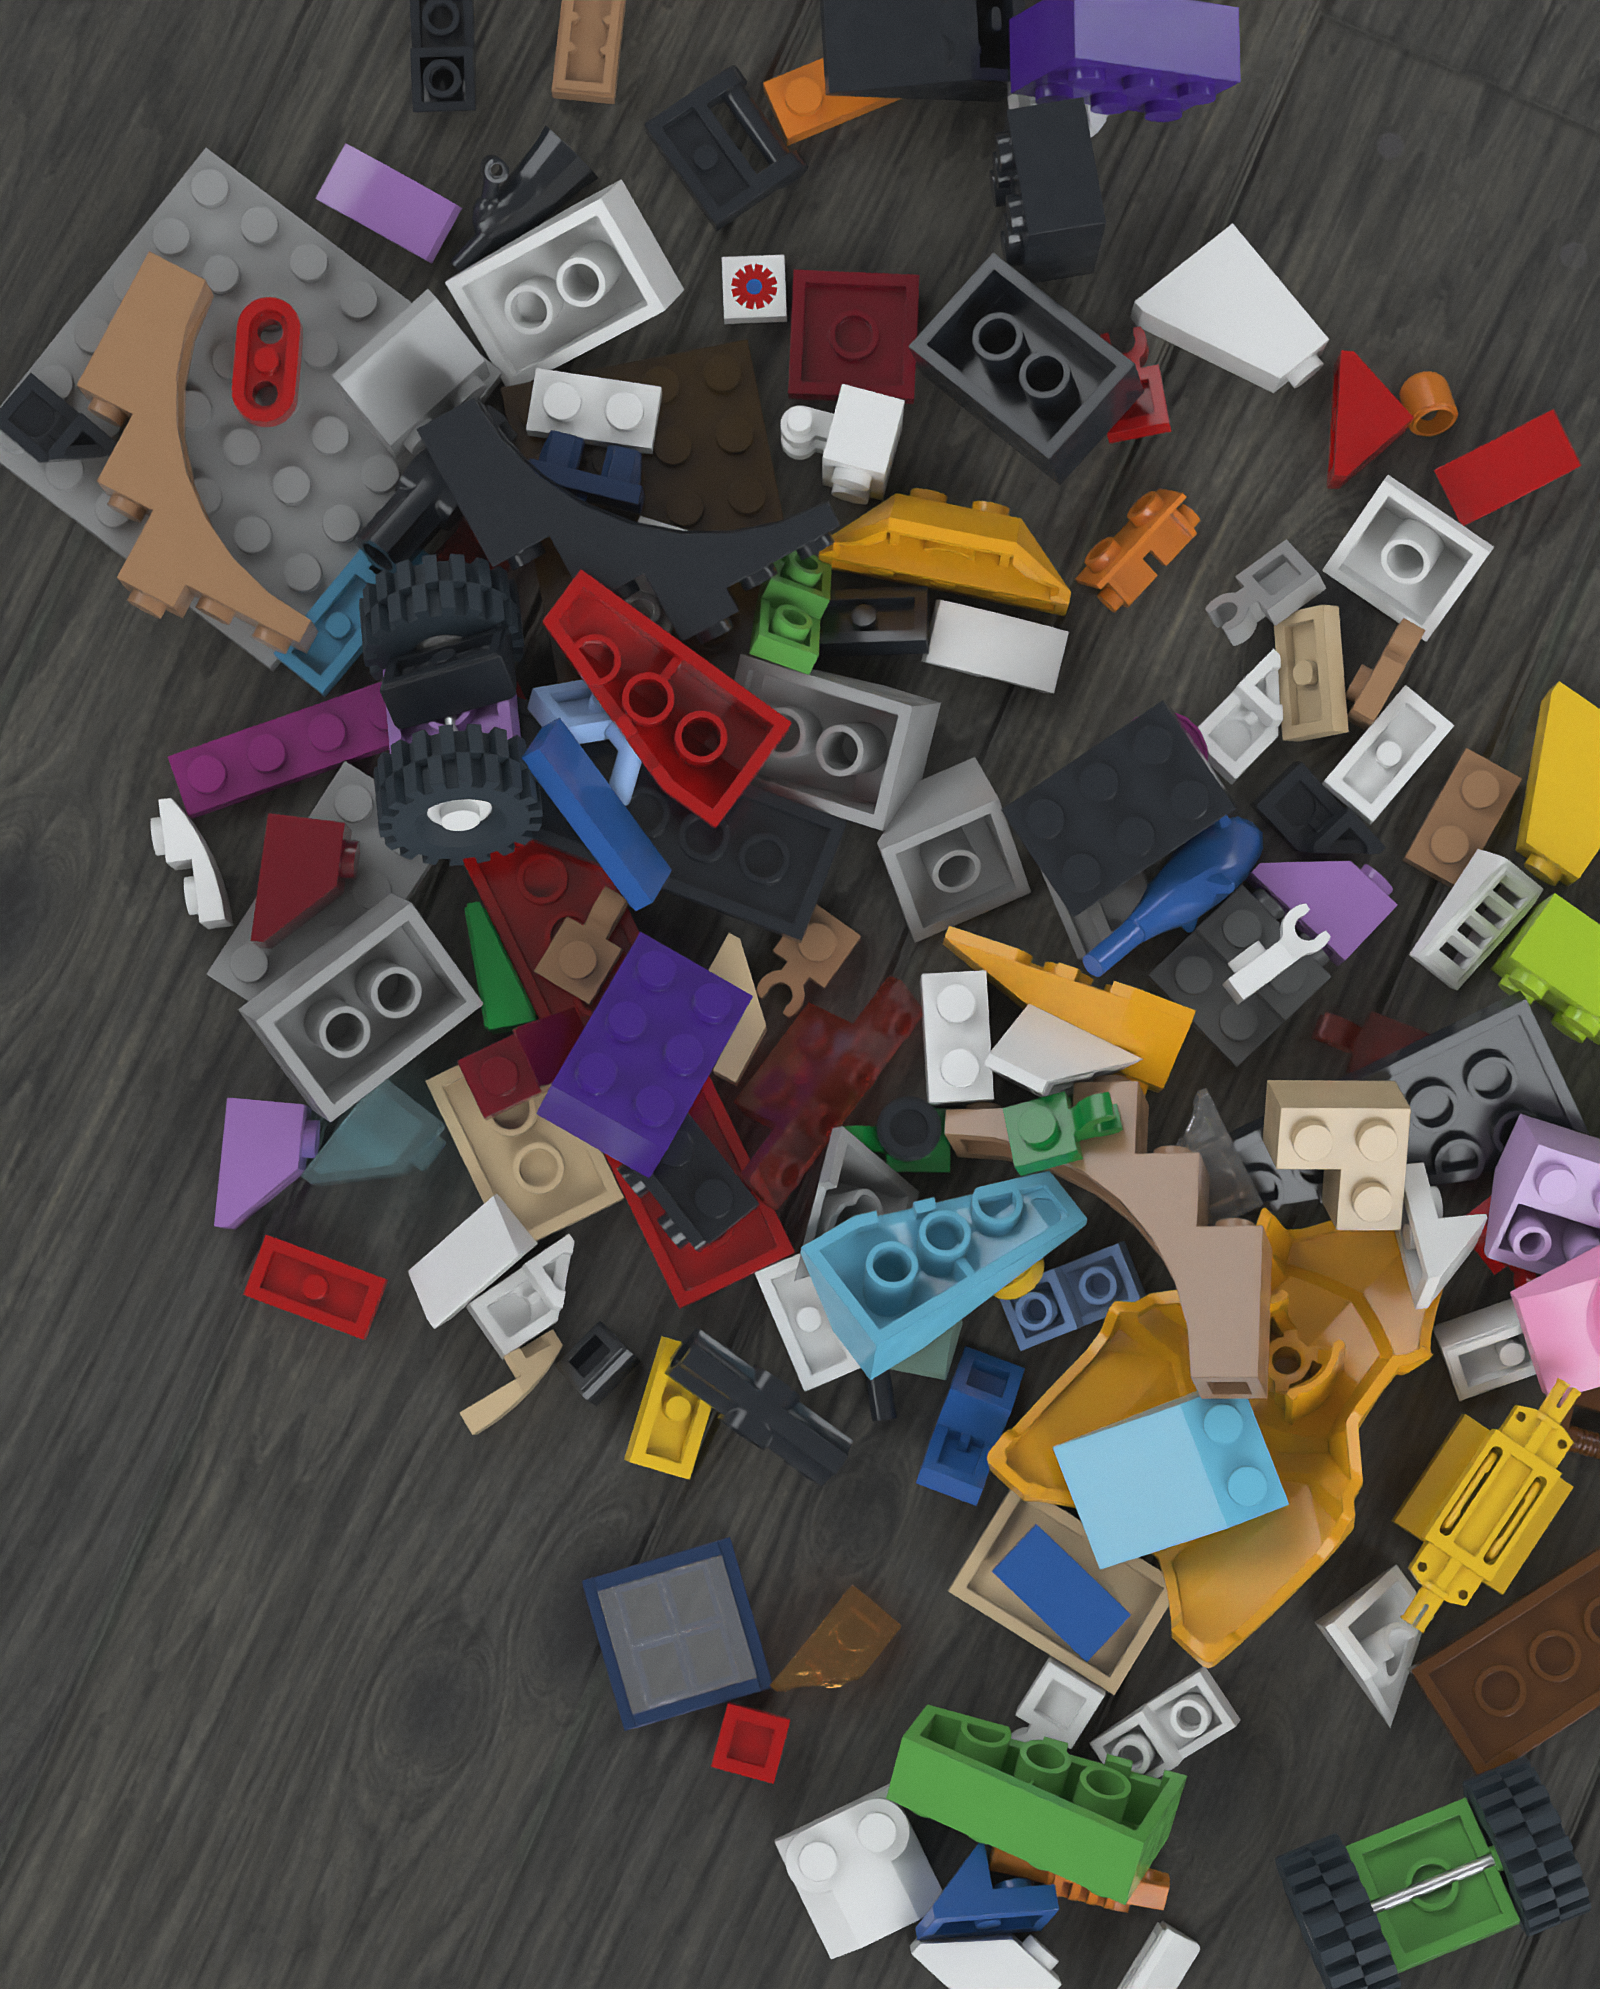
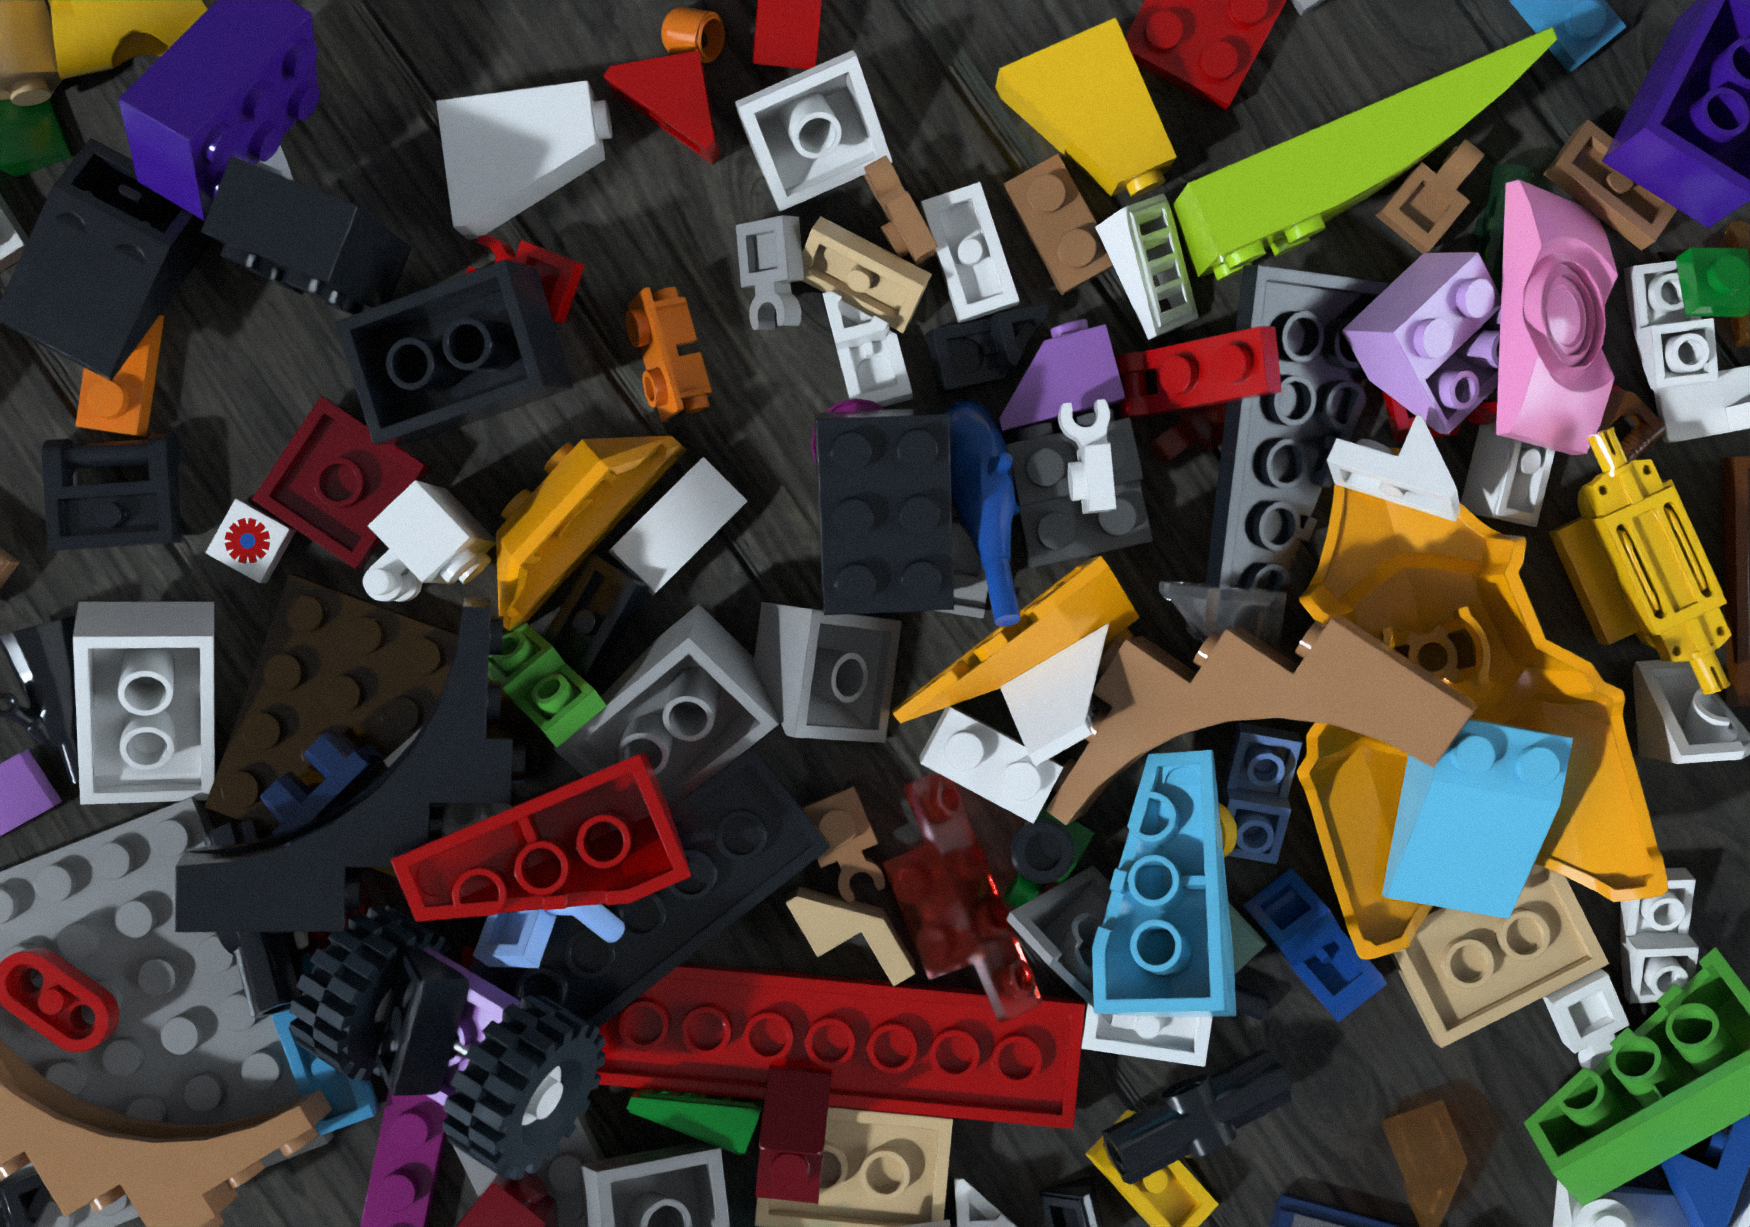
camera: 60 degrees left, 5 degrees up
(411, 375) = (125, 890): light grey slope -> none
(582, 955) = (727, 1034): medium nougat plate -> none
(594, 409) = (269, 743): white plate -> none
(597, 814) = (615, 971): blue tile -> none
(644, 1055) = (848, 1049): dark purple brick -> none
(694, 1189) = (972, 1067): black bracket -> none
(1050, 1130) = (1123, 740): green plate -> none
(1061, 1592) = (1503, 959): blue tile -> none
(1353, 1134) = (1281, 488): tan brick -> none
(1404, 1009) = (1200, 373): none -> red plate

